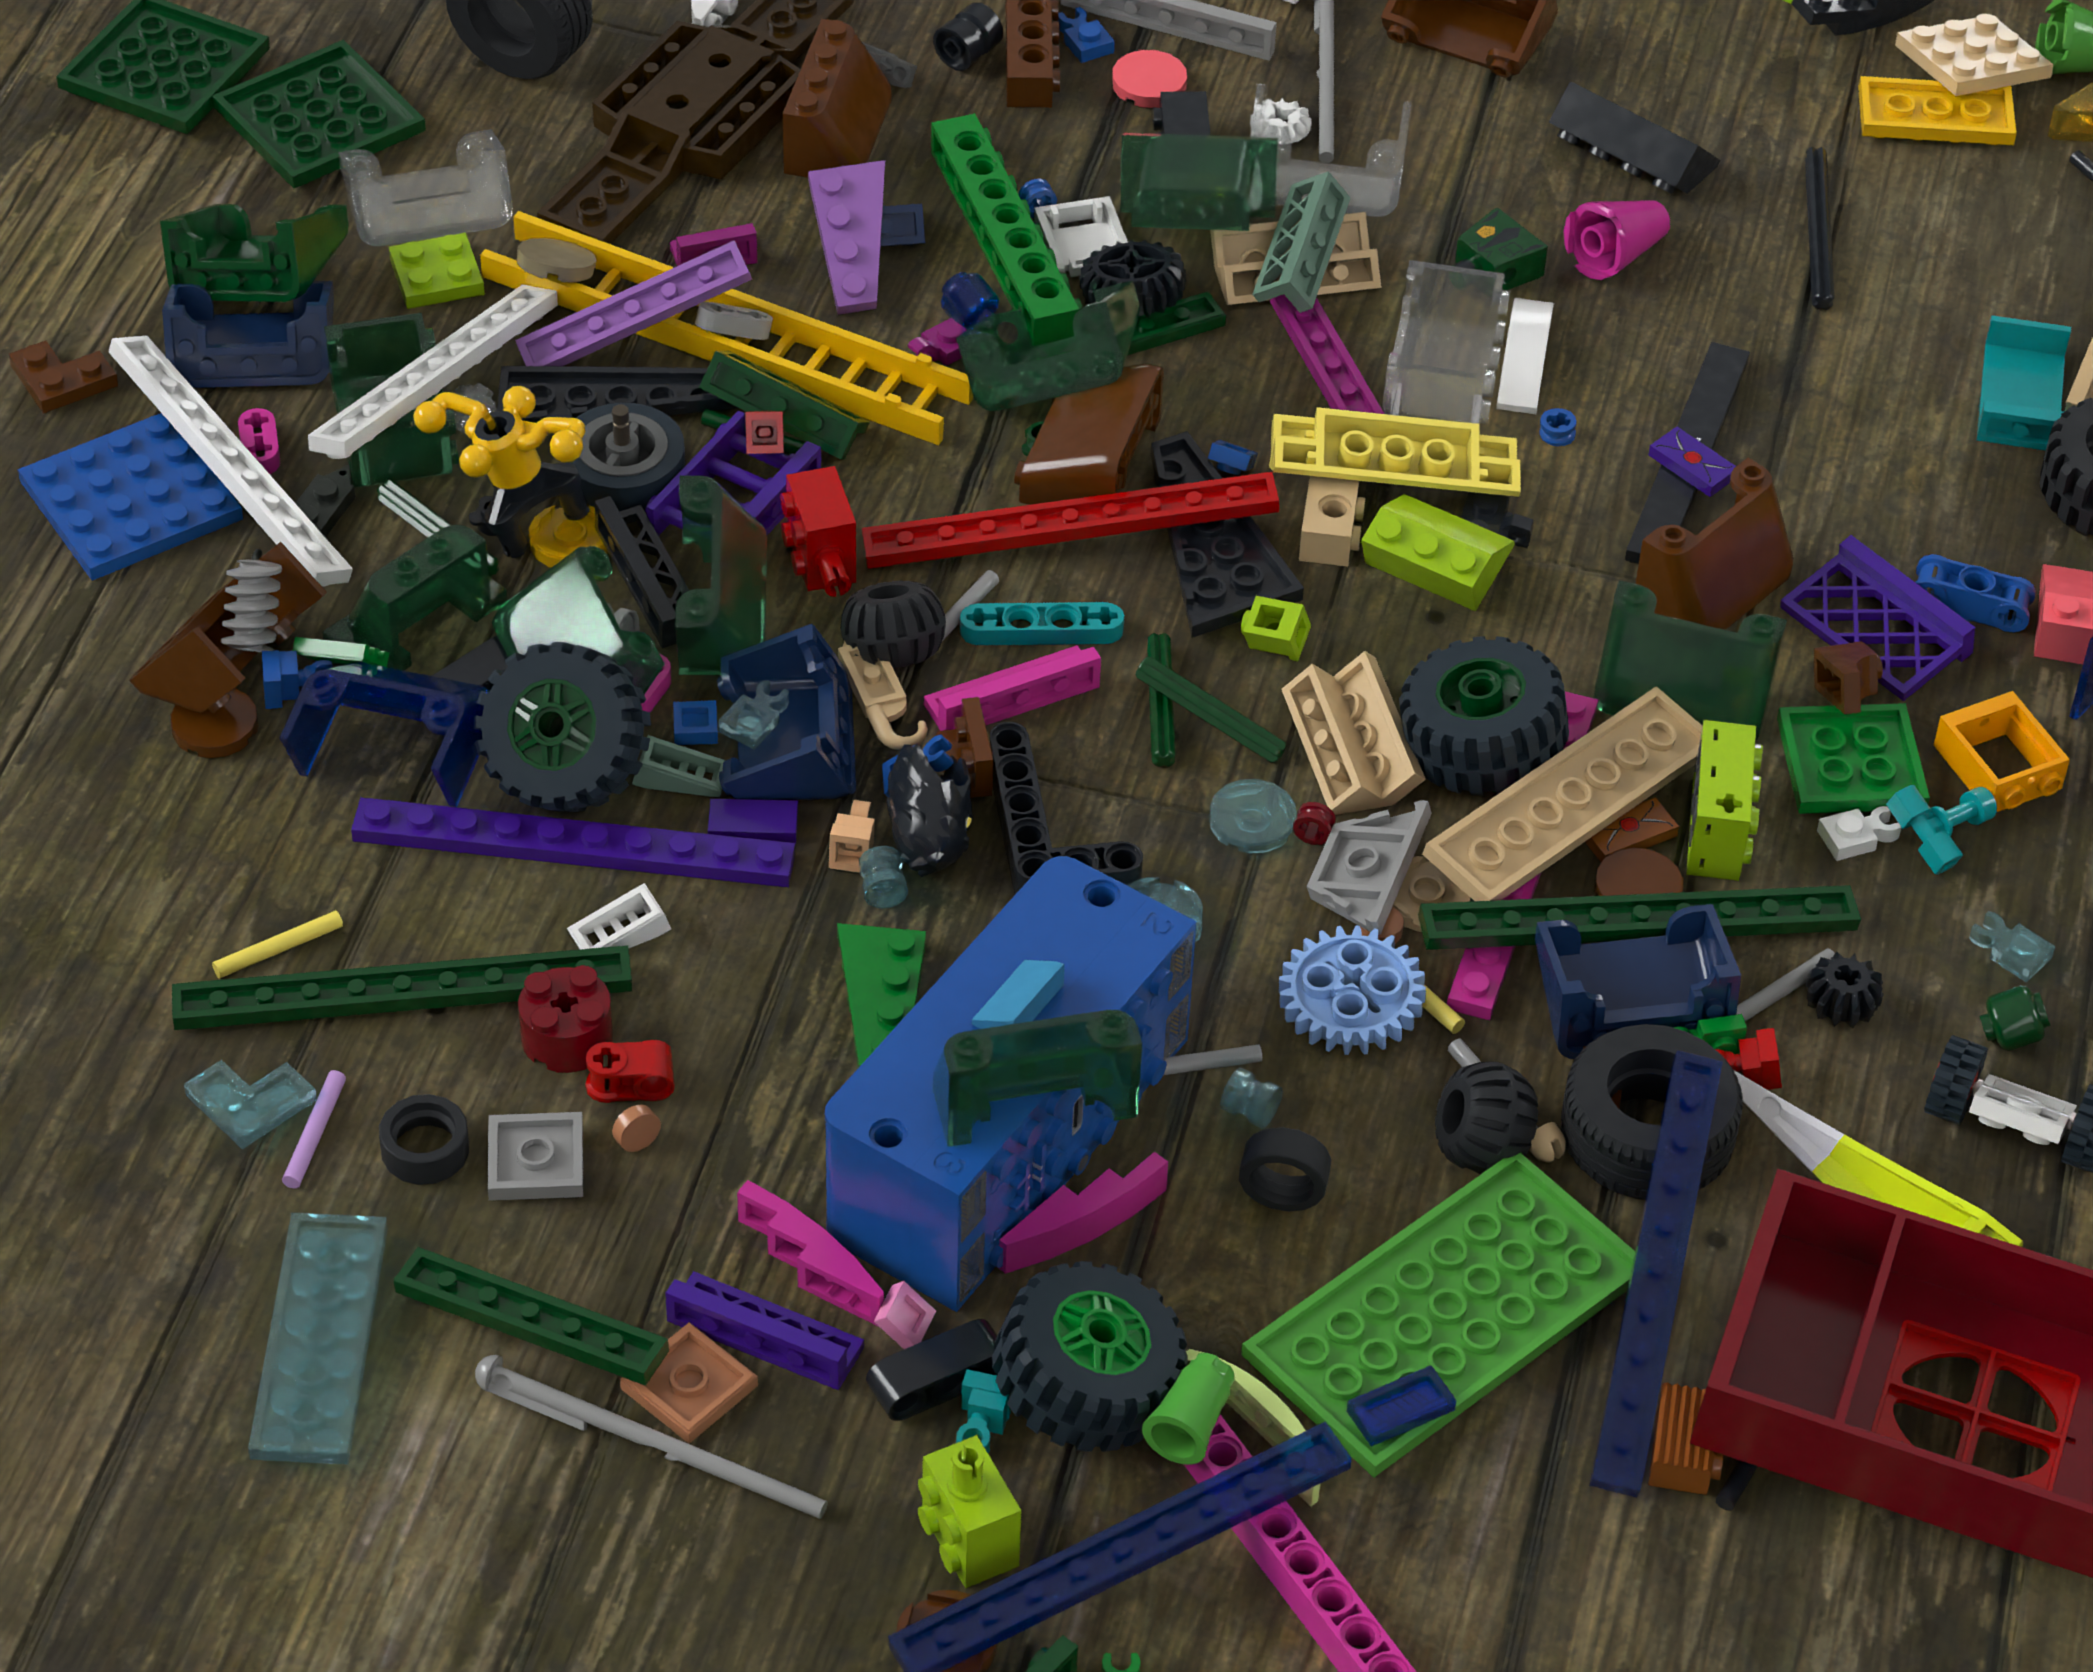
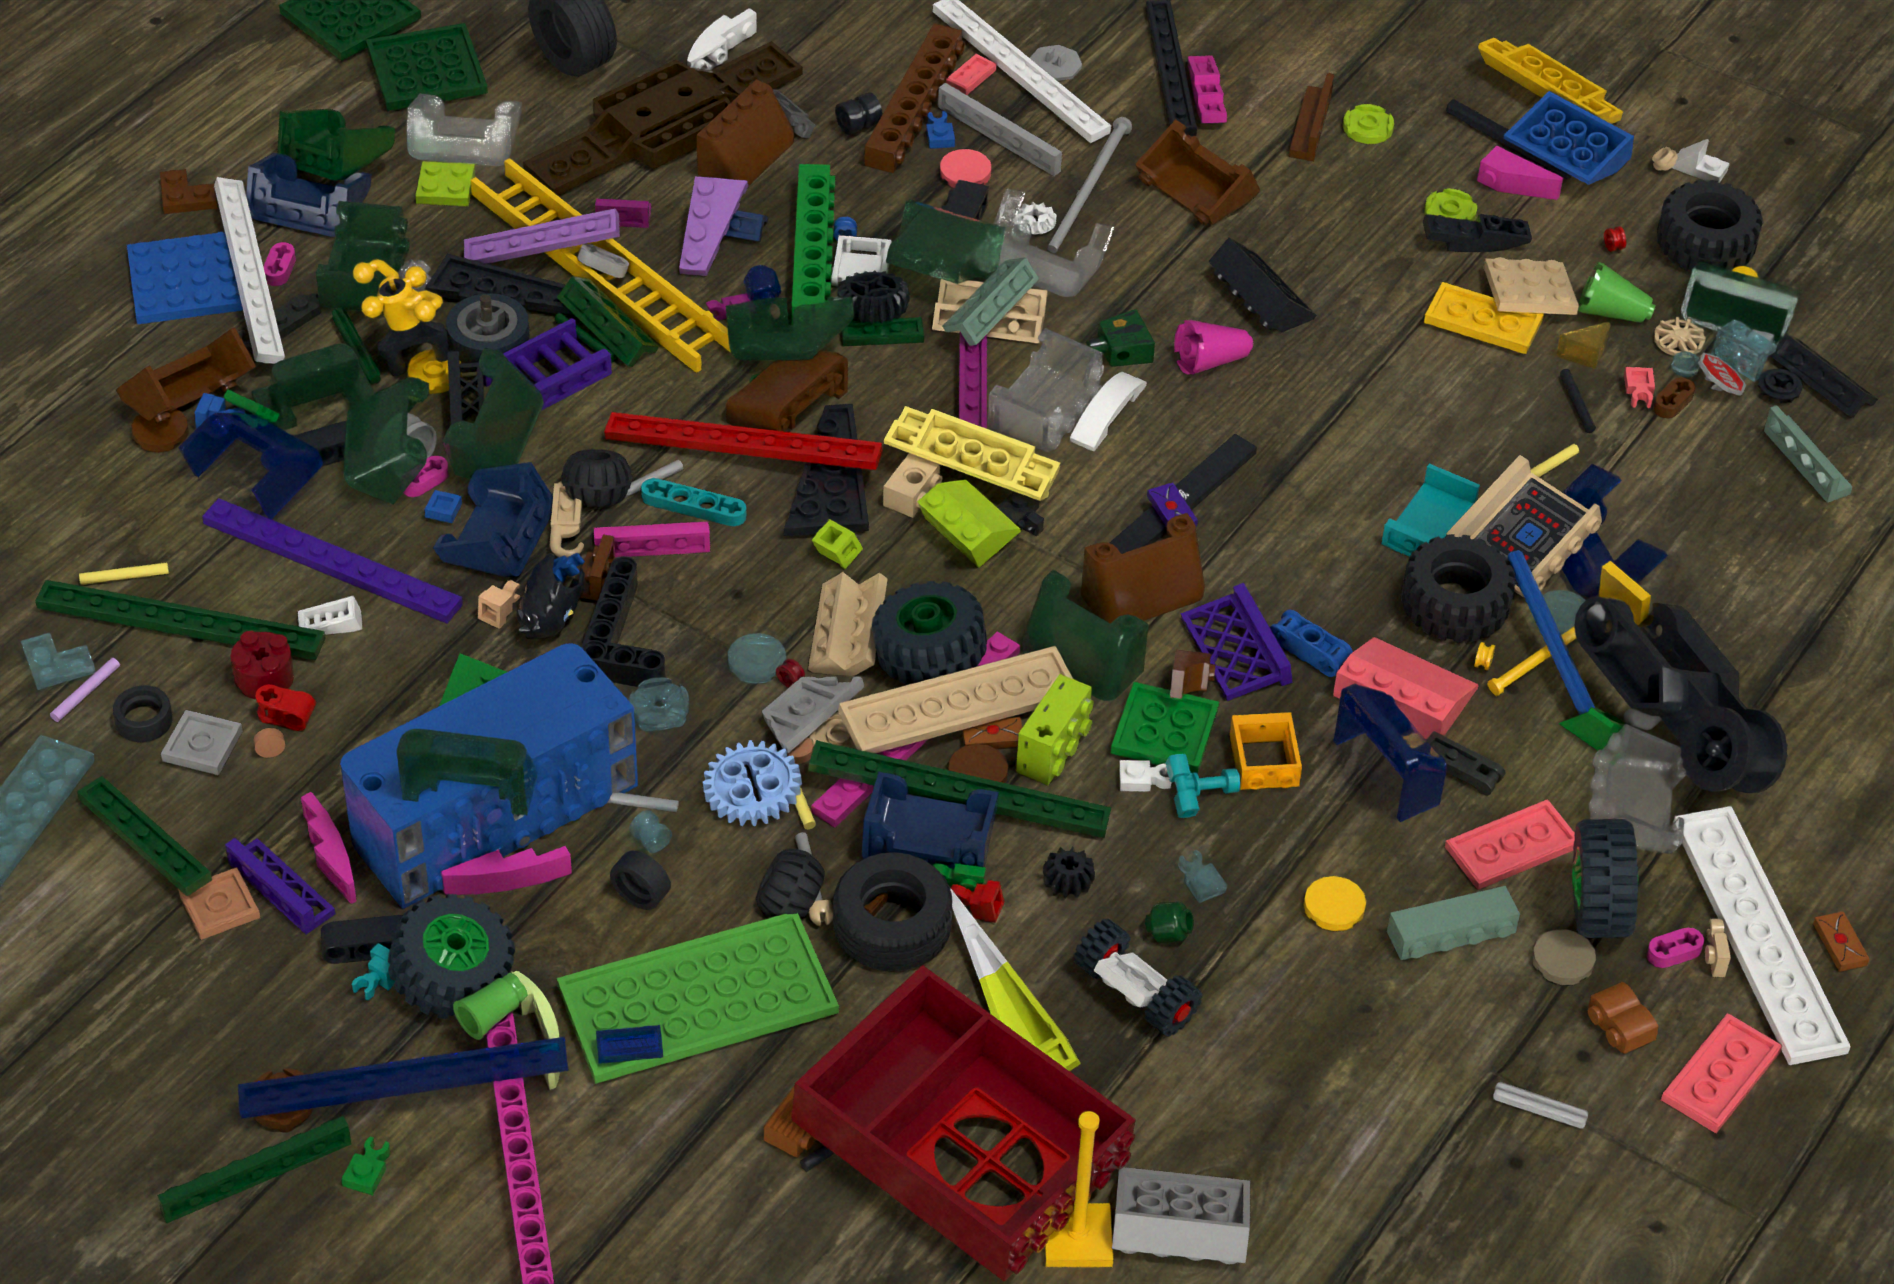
camera: 20 degrees right, 0 degrees up
(252, 605) = (206, 363): light grey piece -> none
(431, 372) = (392, 245): white plate -> none
(526, 719) = (345, 485): black wheel -> none
(557, 257) = (515, 193): dark tan tile -> none
(577, 1413) = (106, 865): light grey bar -> none
(658, 774) = (408, 517): sand green slope -> none
(754, 719) = (479, 513): clear light blue plate -> none
(754, 819) = (447, 576): dark purple tile -> none
(764, 432) = (576, 335): red piece -> none
(820, 530) = (580, 406): red brick -> none
(880, 870) = (502, 632): clear light blue wheel -> none
(904, 1315) = (364, 900): bright pink plate -> none
(970, 1512) = (328, 1026): lime brick -> none
(1022, 994) = (498, 721): dark azure slope -> none
(1161, 707) = (740, 570): dark green axle -> none
(1211, 709) = (764, 584): dark green axle -> none
(1232, 457) = (872, 427): blue plate -> none
(1564, 433) = (1100, 457): blue bush -> none
(1656, 1275) = (828, 1009): clear blue plate -> none
(1780, 987) = (1024, 861): light grey bar -> none
(1819, 228) = (1355, 377): black axle -> none

